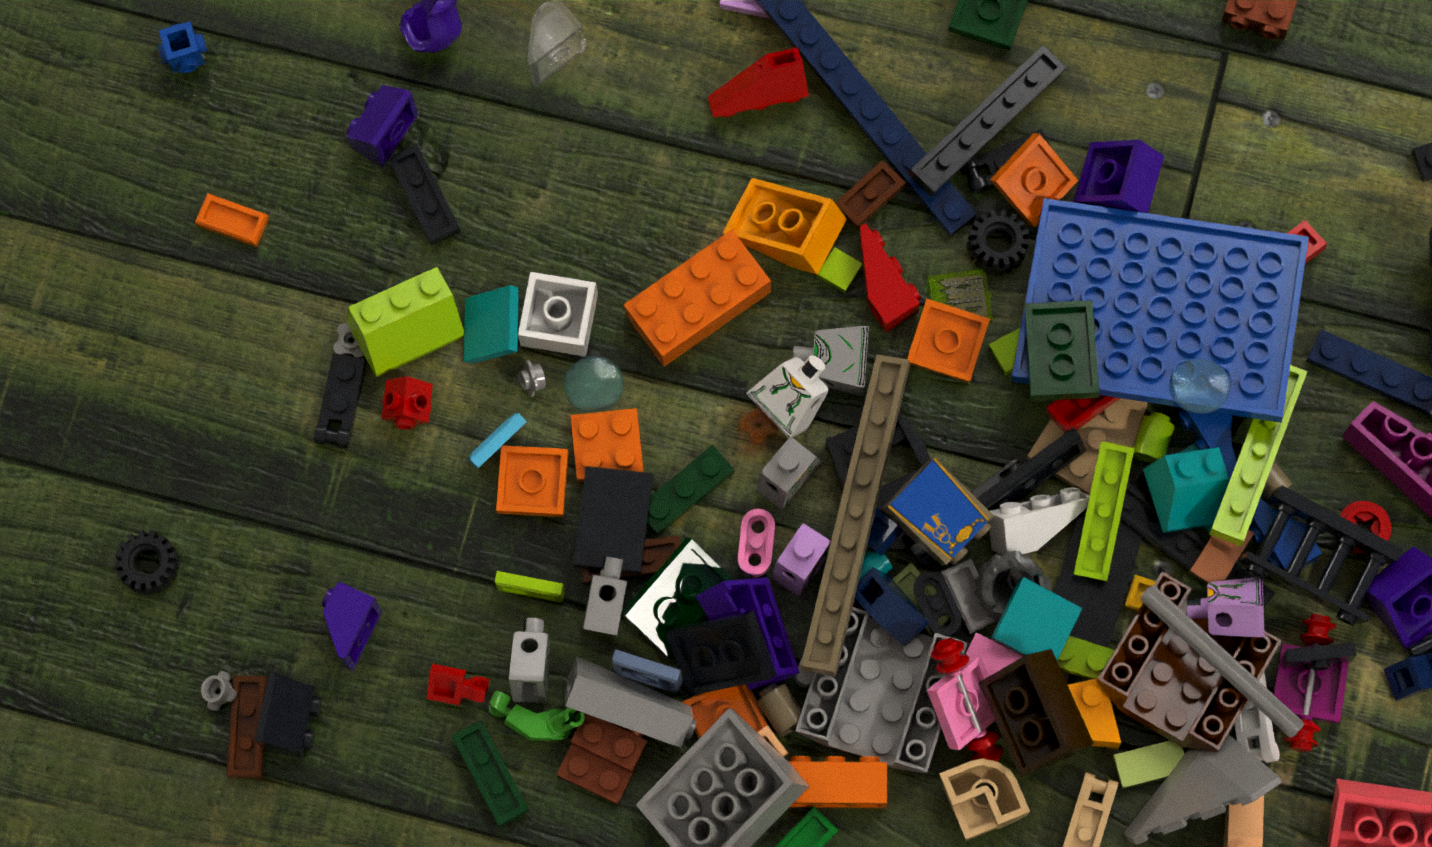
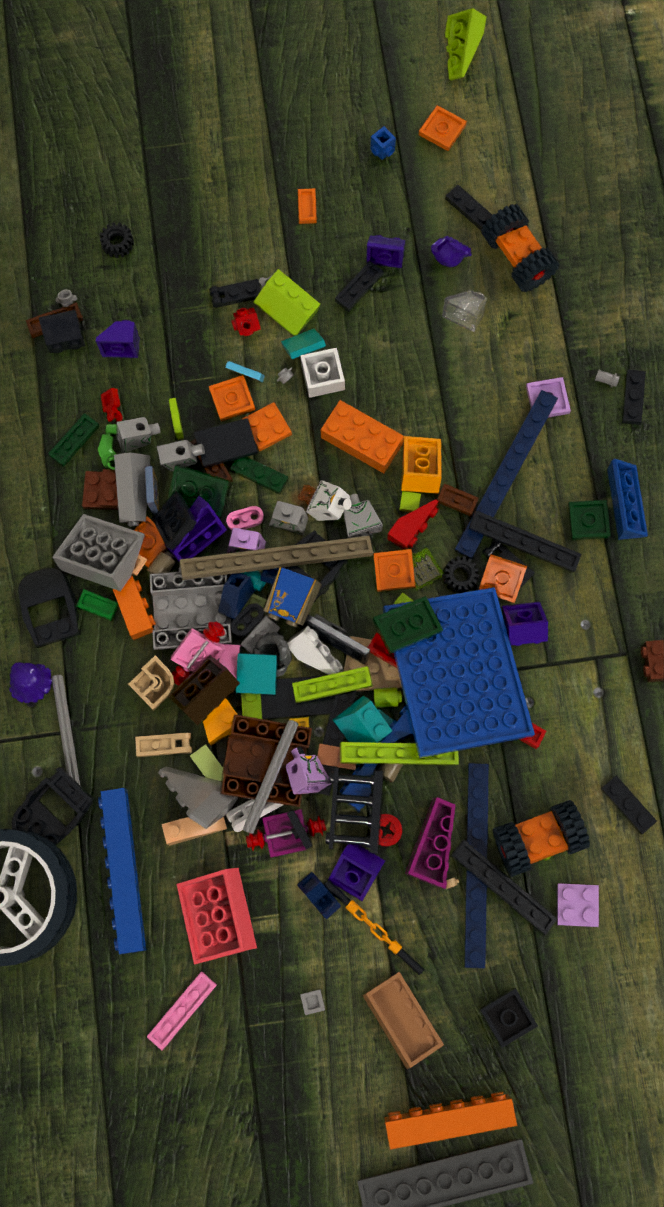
camera: 65 degrees right, 0 degrees up
(593, 384) = (297, 408): clear light blue piece -> none
(766, 82) = (494, 423): red slope -> none
(1200, 385) = (420, 705): clear light blue piece -> none

